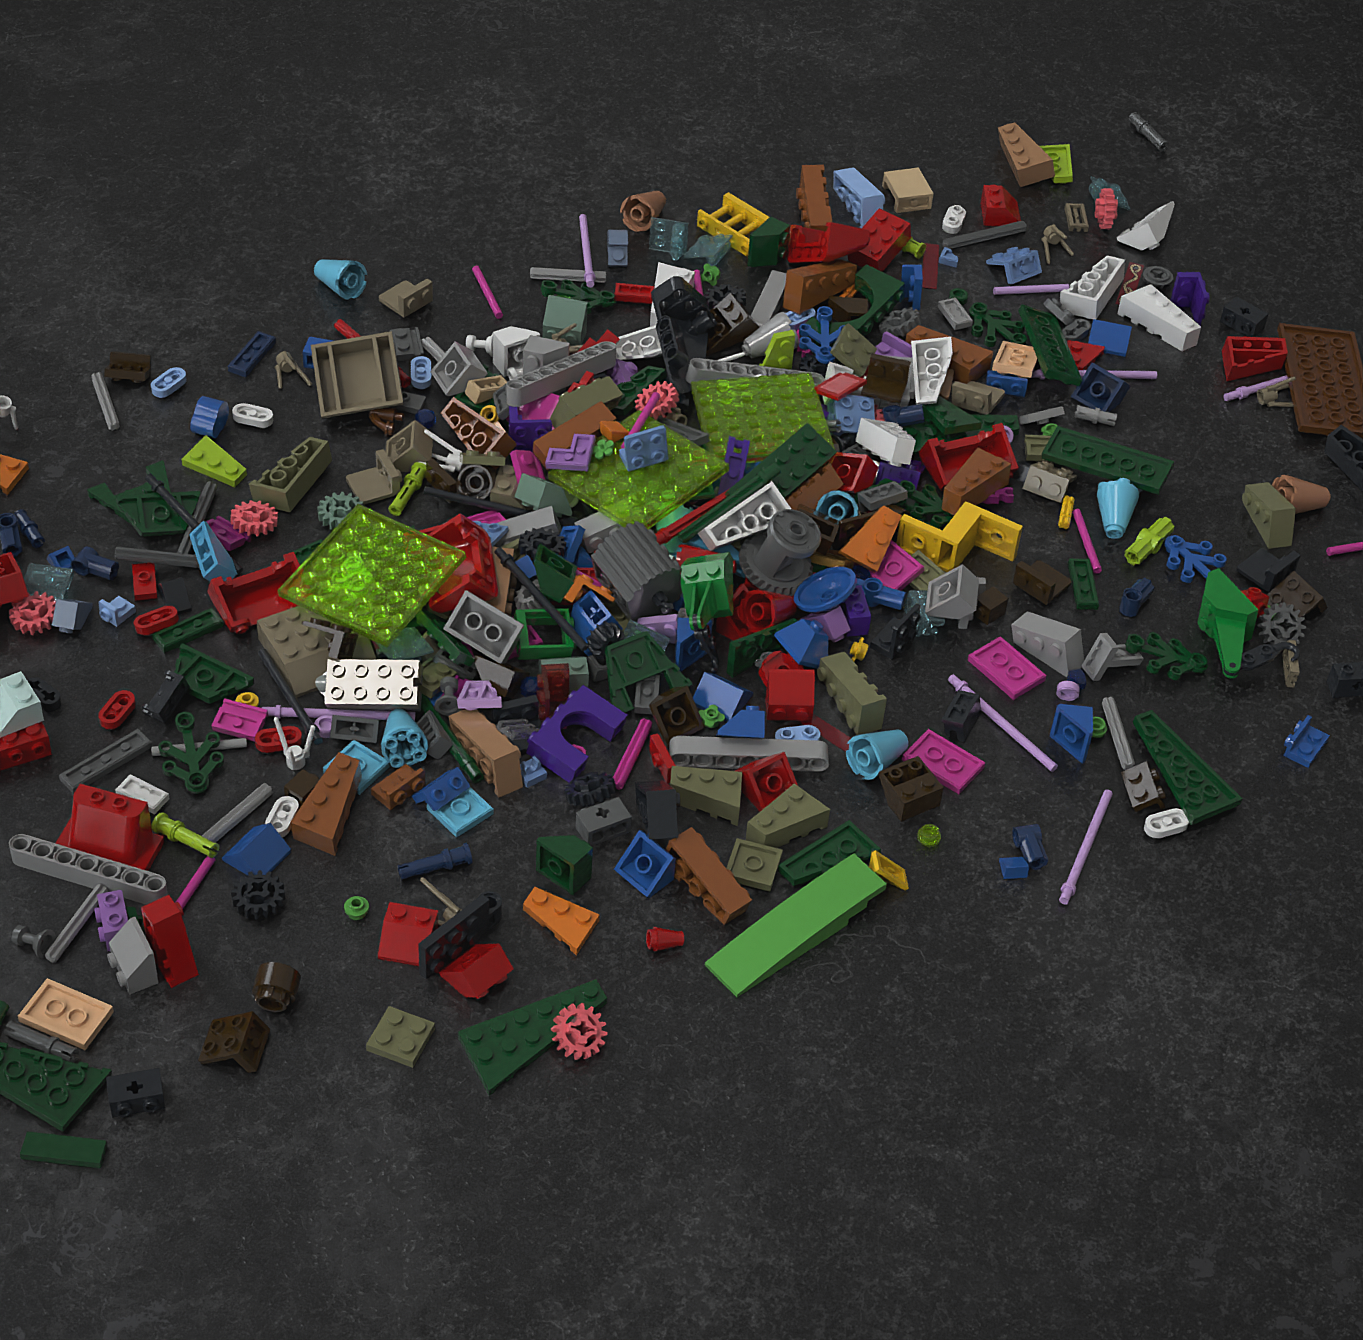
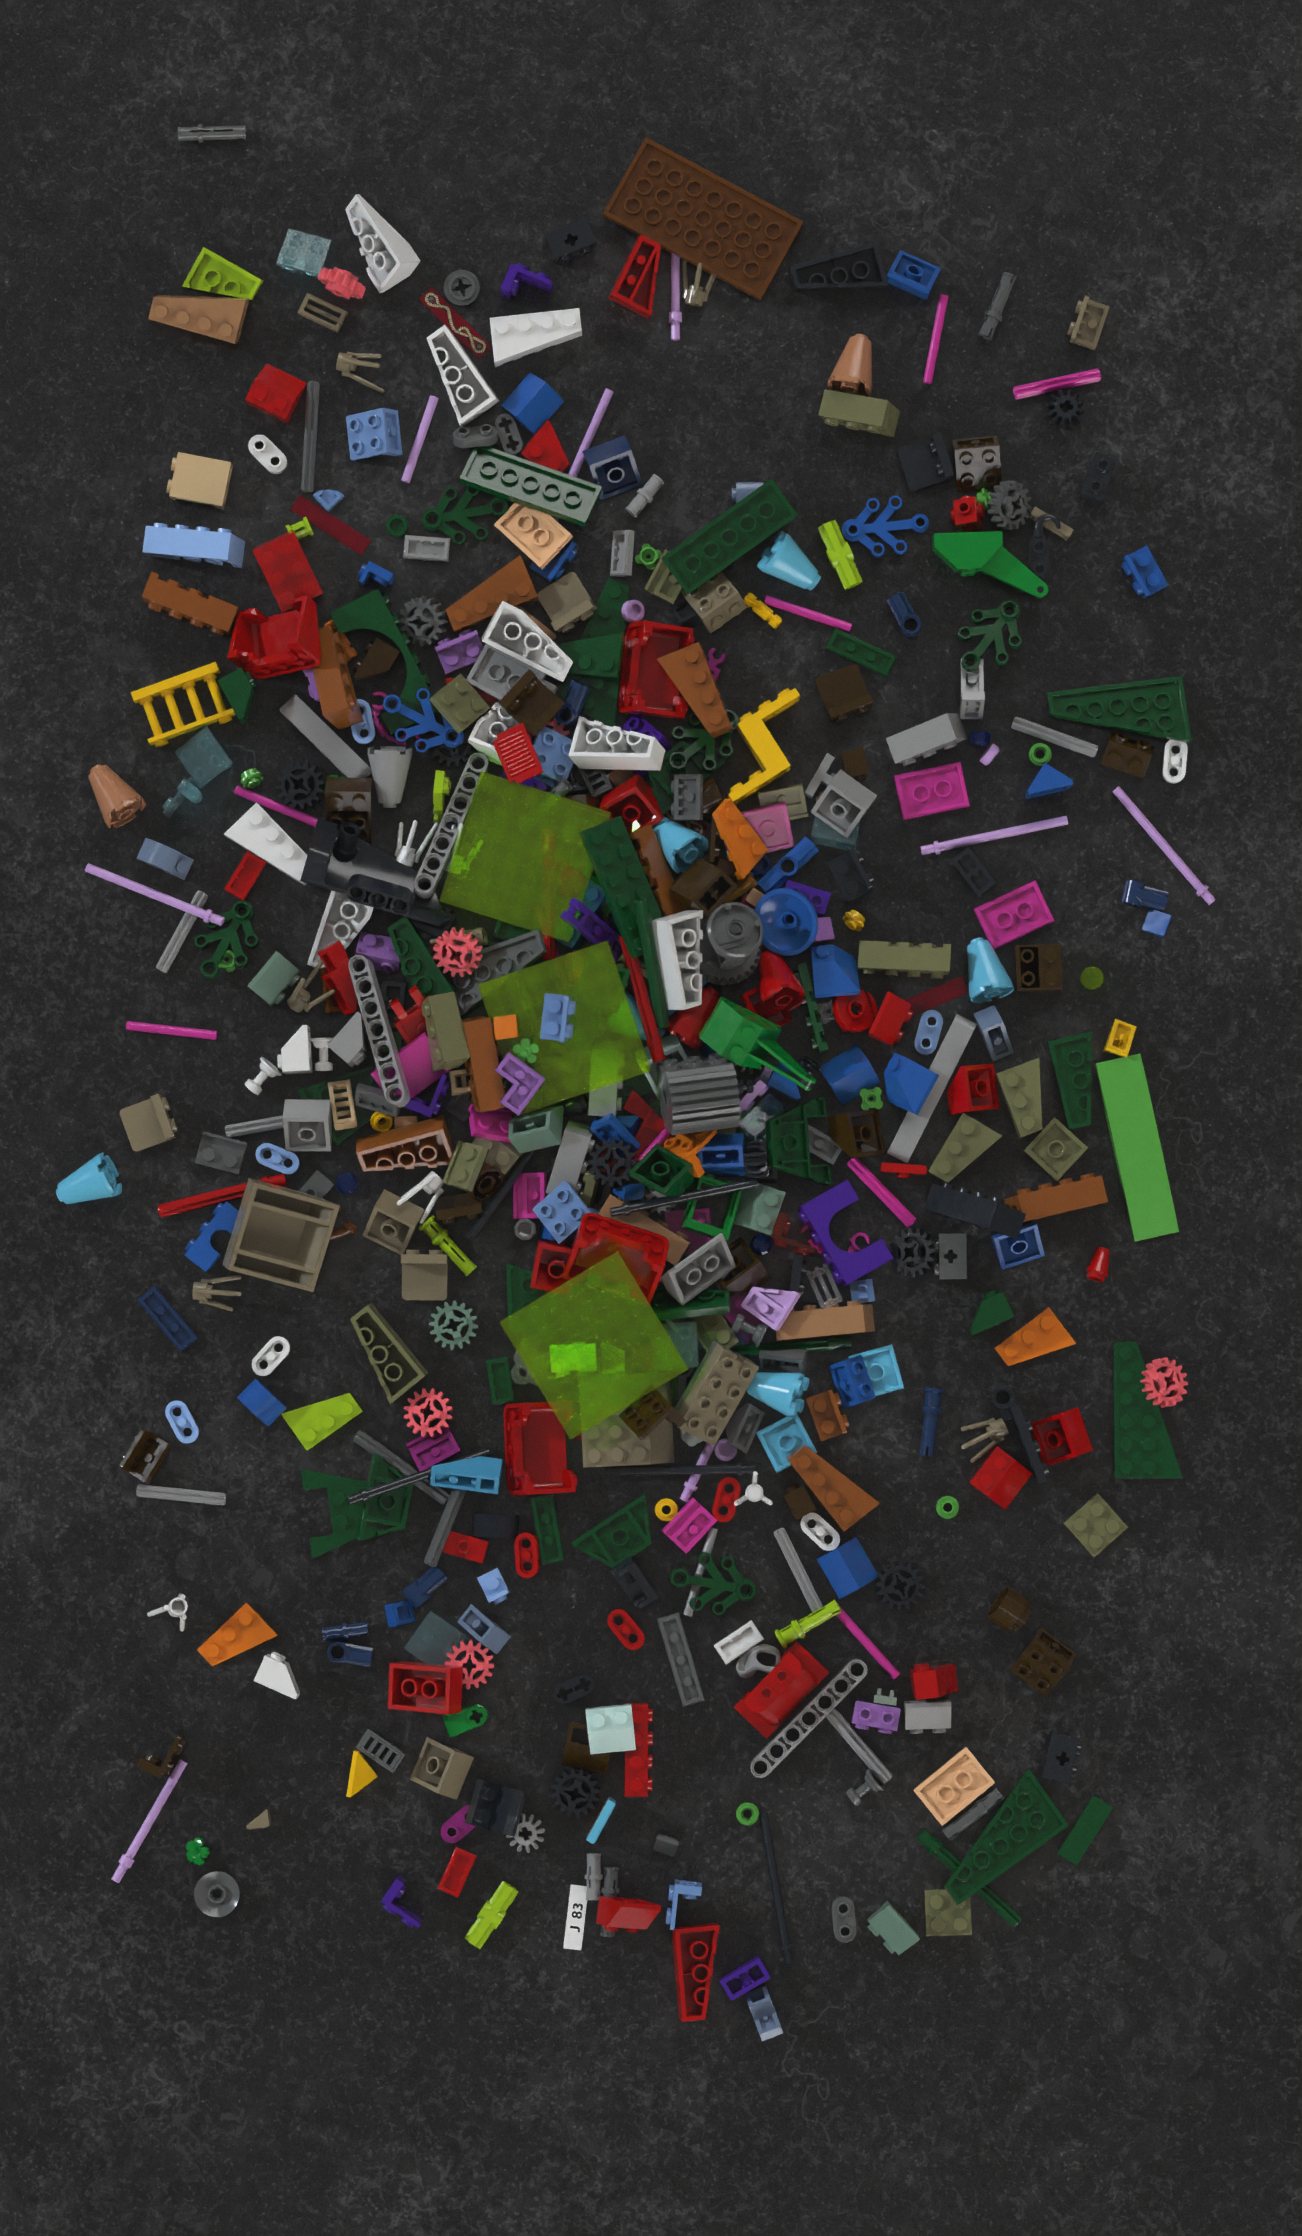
camera: 55 degrees left, 40 degrees up
(644, 414) = (505, 995): dark pink bar -> none
(829, 778) = (993, 1033): none -> sand blue slope

